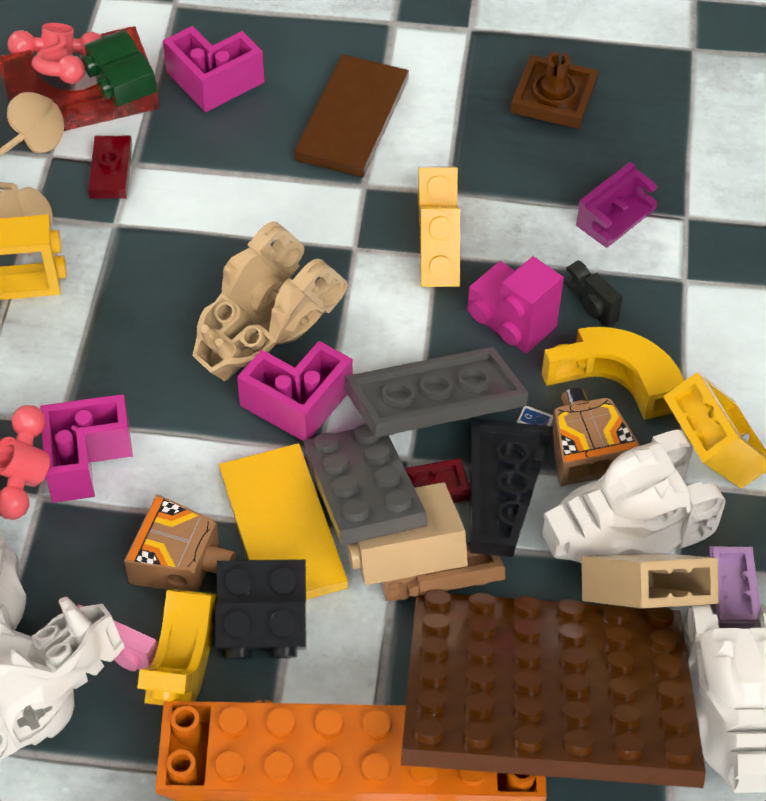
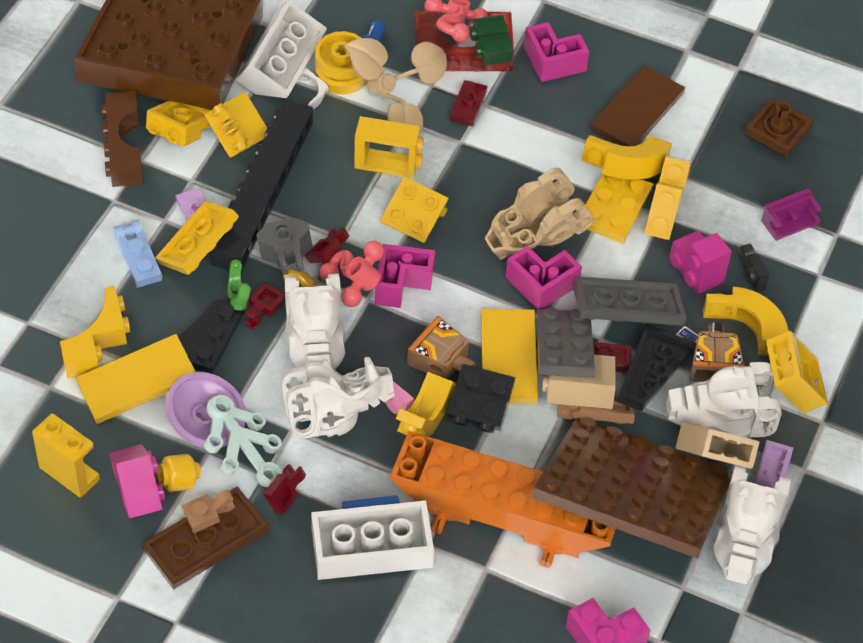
camera: 15 degrees right, 0 degrees up
(74, 341) = (414, 209): none -> yellow hinge
(362, 190) = (627, 161): none -> yellow arch
(369, 253) = (617, 205): none -> yellow plate

